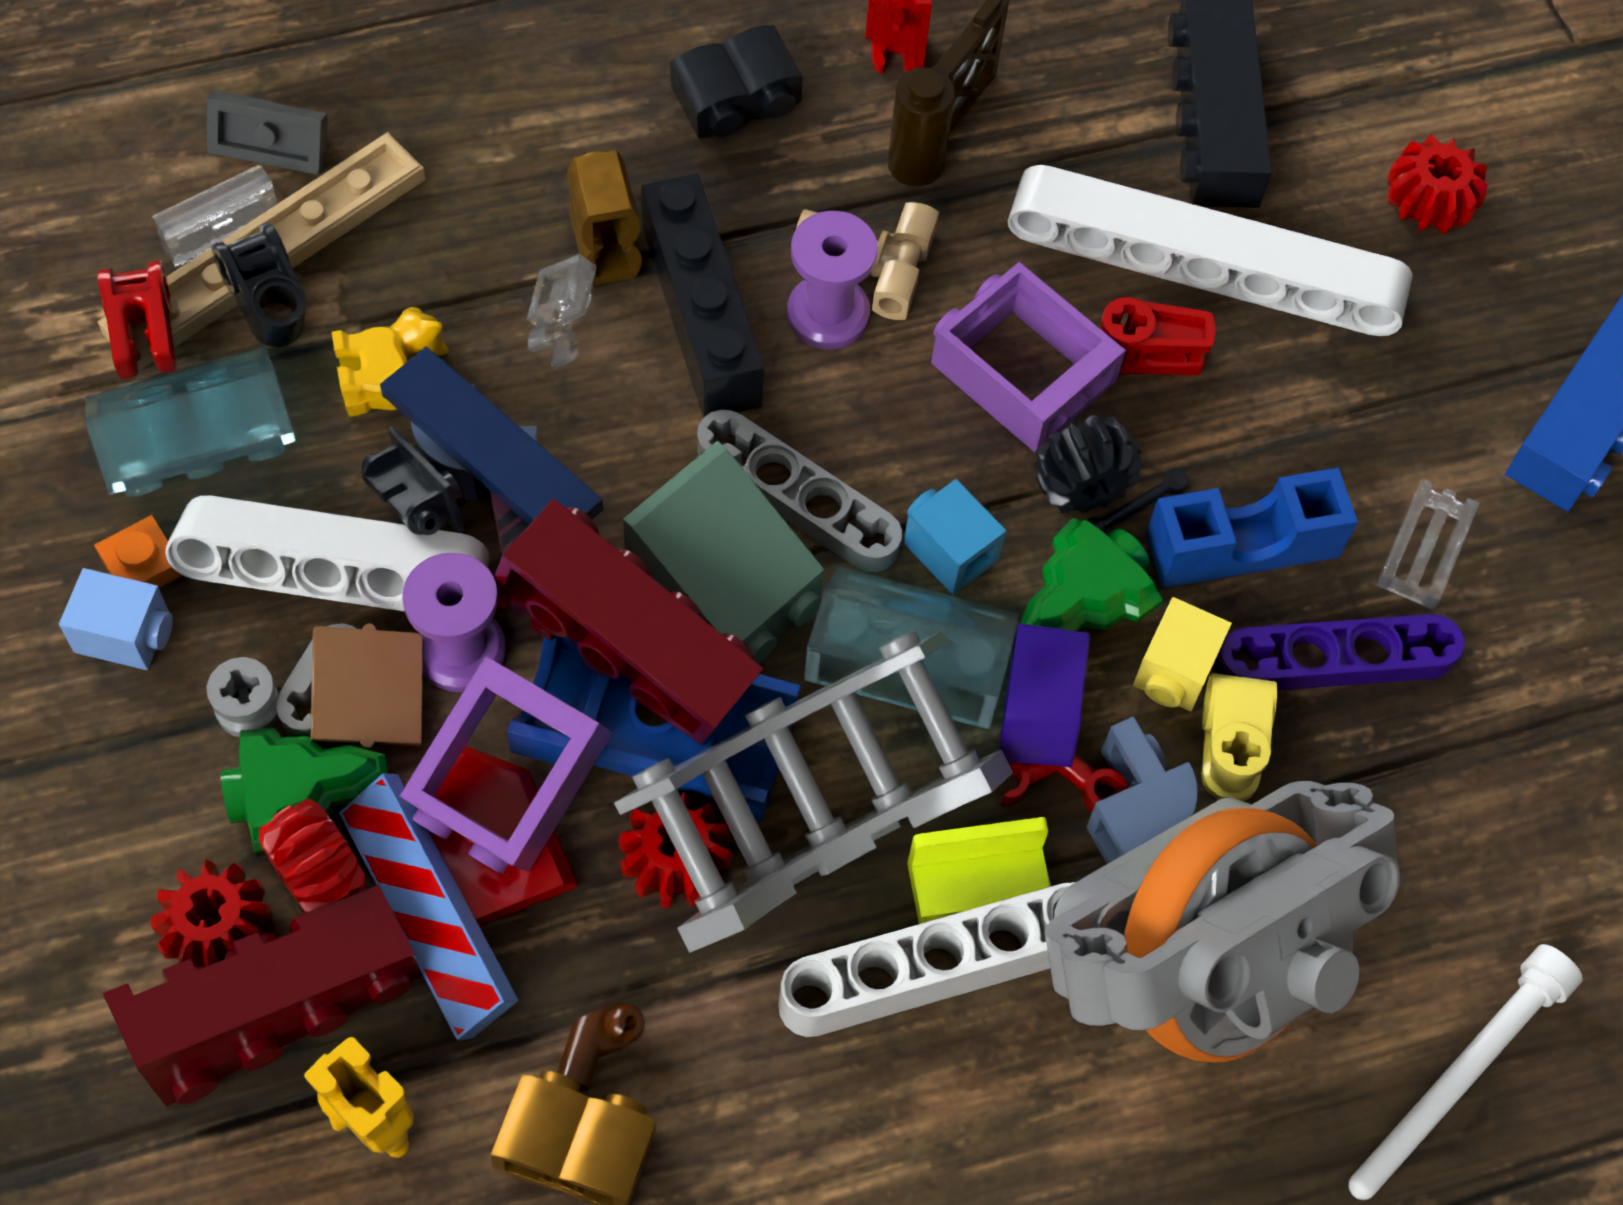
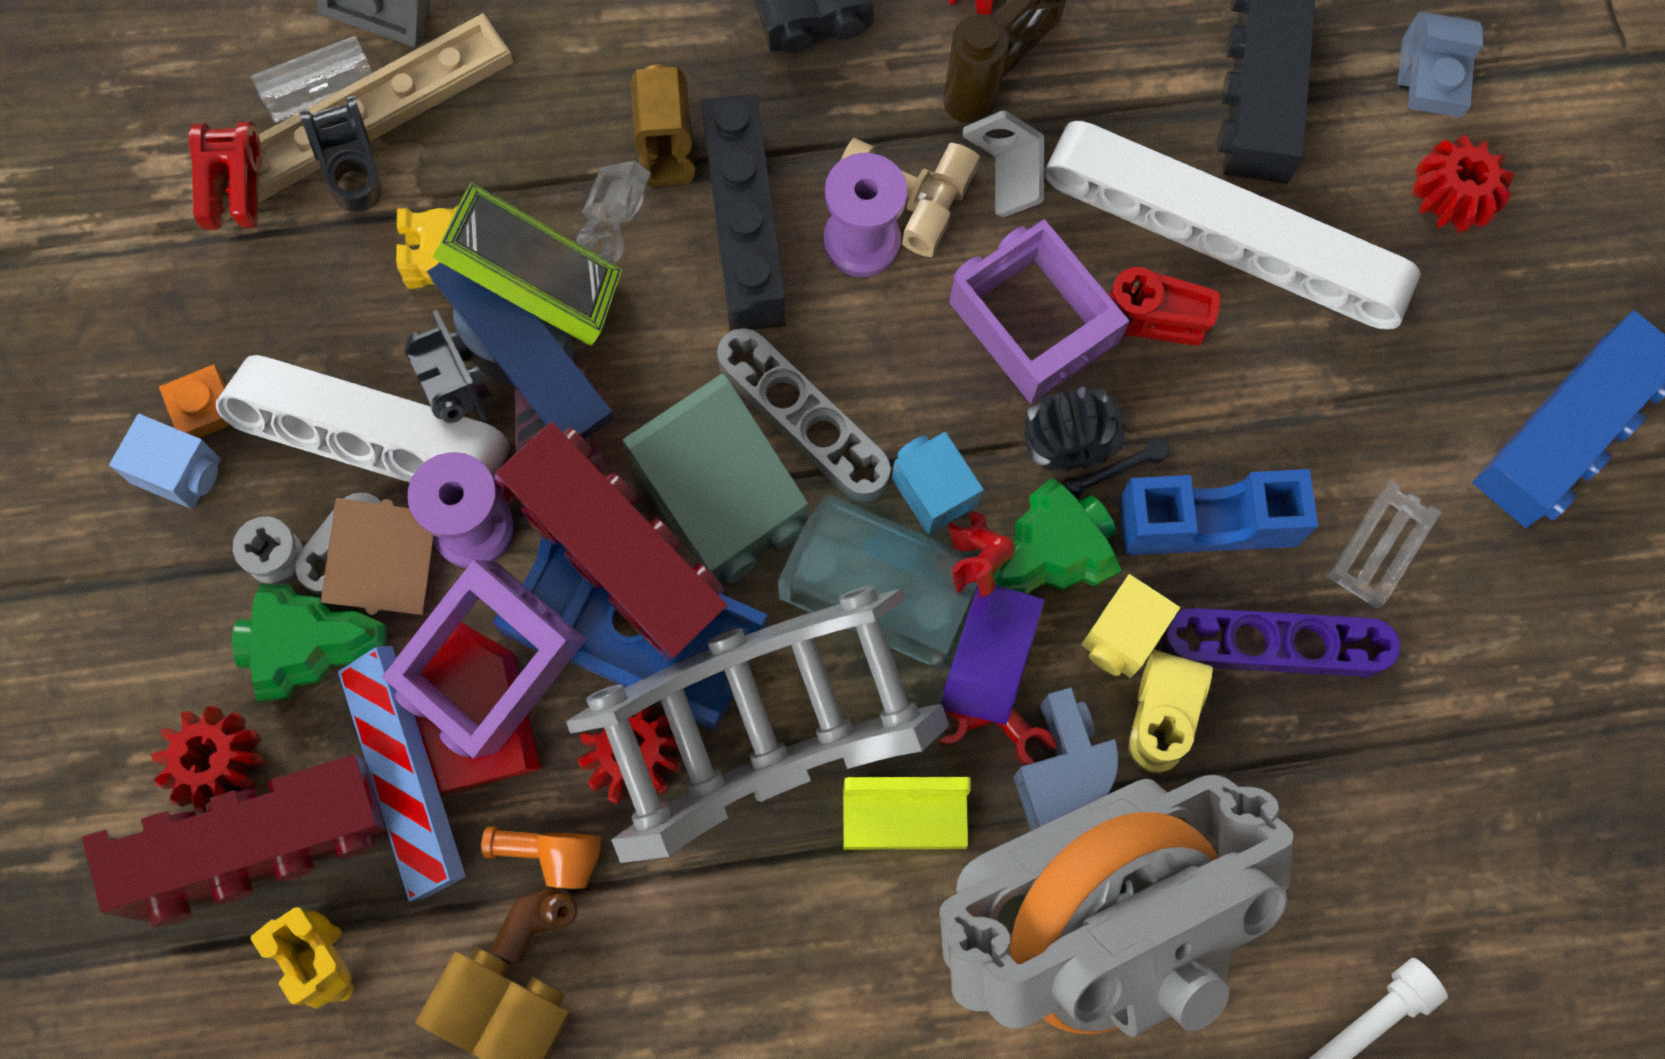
camera: 10 degrees right, 10 degrees up
(188, 422) = (257, 278): clear light blue slope -> none
(311, 856) = (300, 719): red gear -> none
(487, 366) = (529, 264): none -> tile
(621, 967) = (564, 857): none -> orange bar
(914, 979) = (820, 883): white beam -> none
(978, 213) = (1017, 161): none -> light grey bracket
(1013, 596) = (994, 553): none -> red arm
(1391, 69) = (1440, 62): none -> sand blue brick

